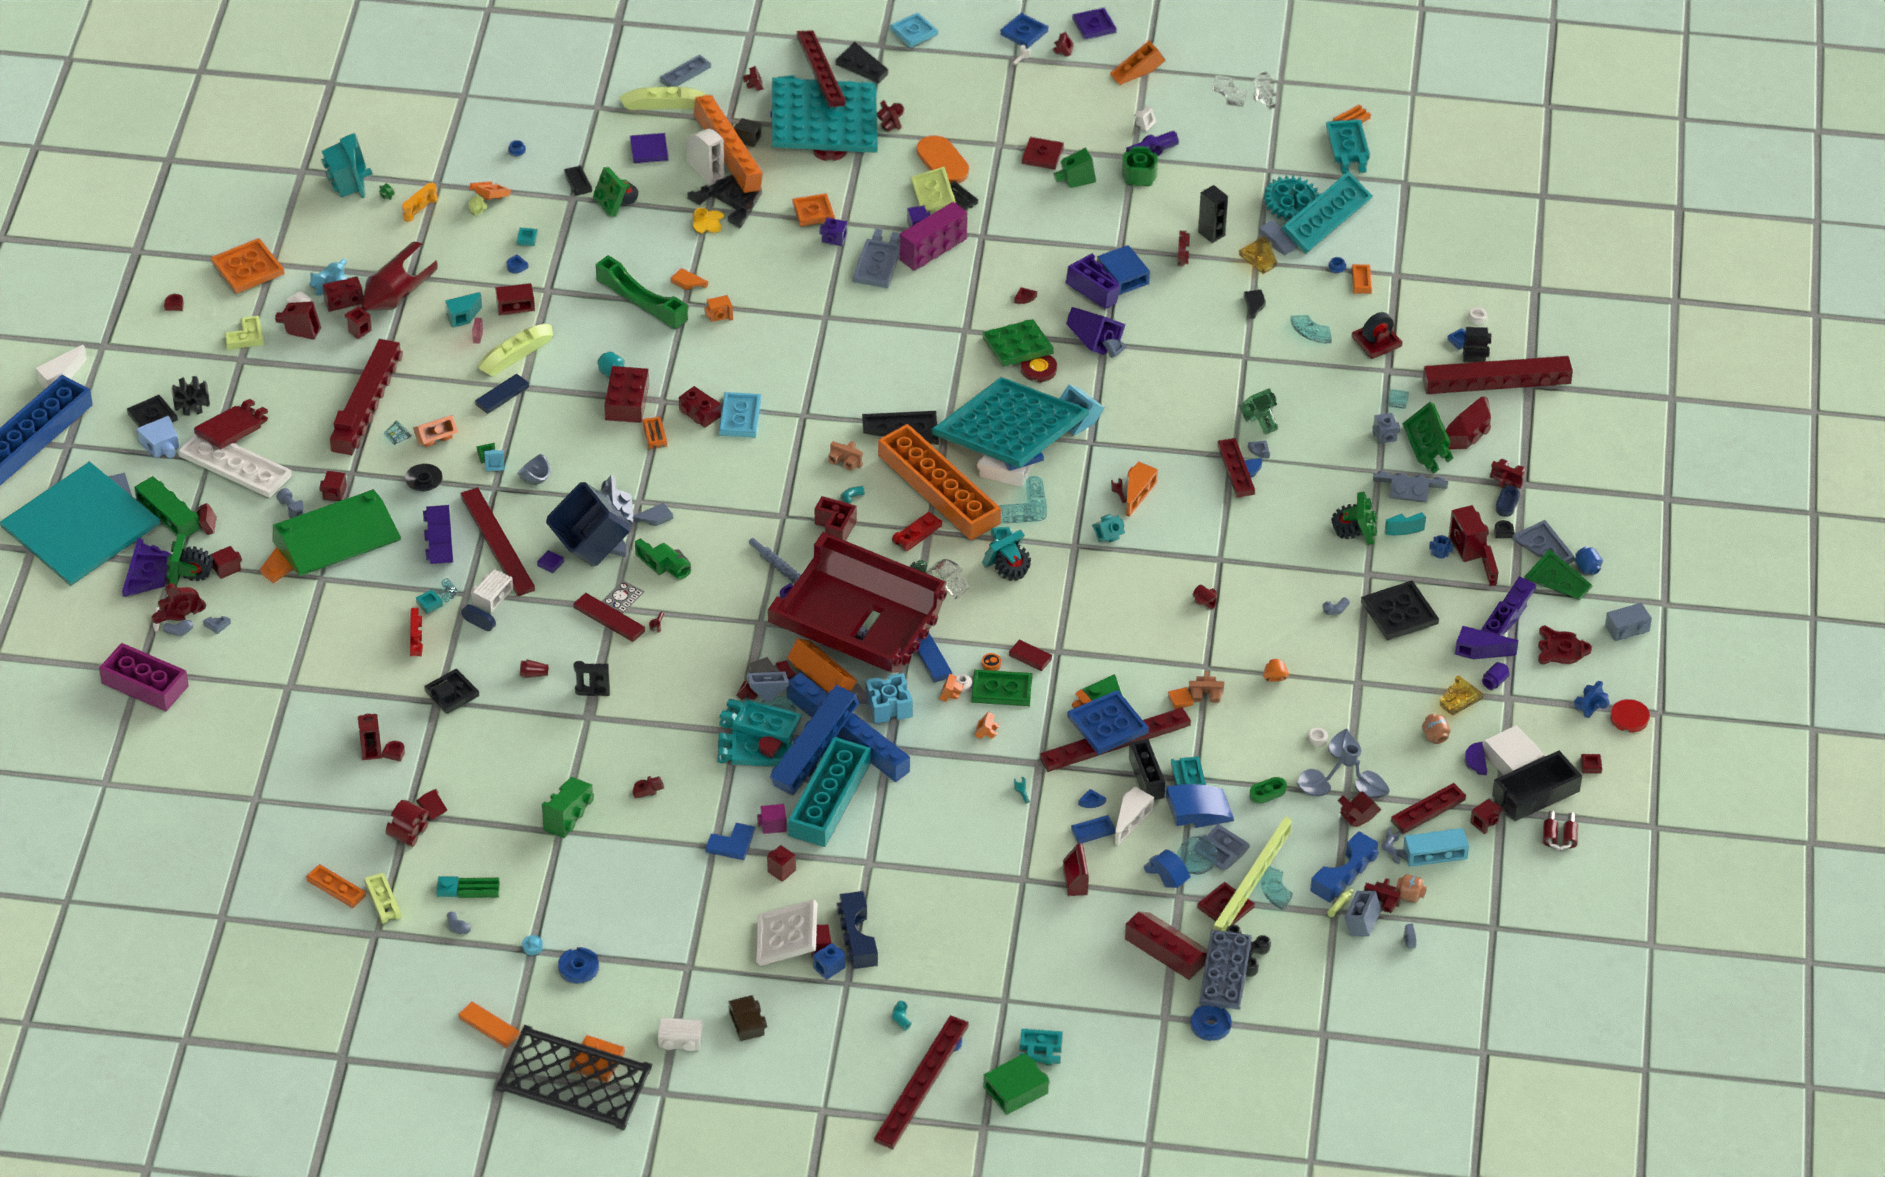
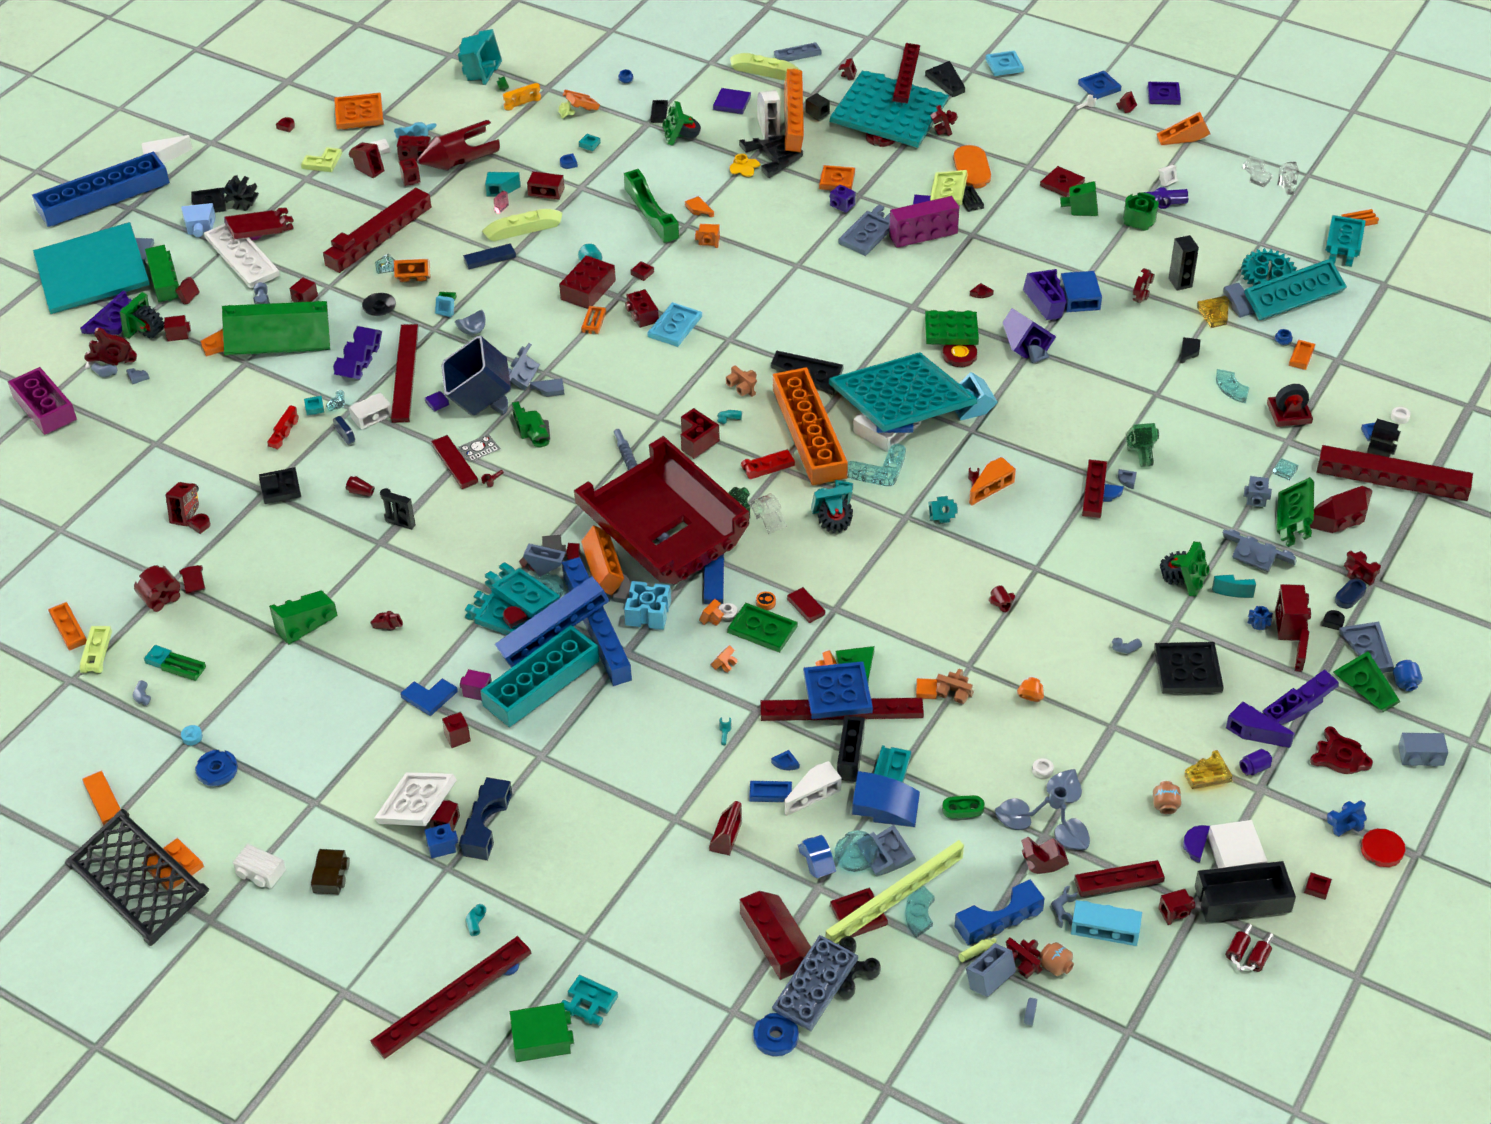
camera: 25 degrees right, 0 degrees up
(672, 366) = (642, 271): none -> dark red tile

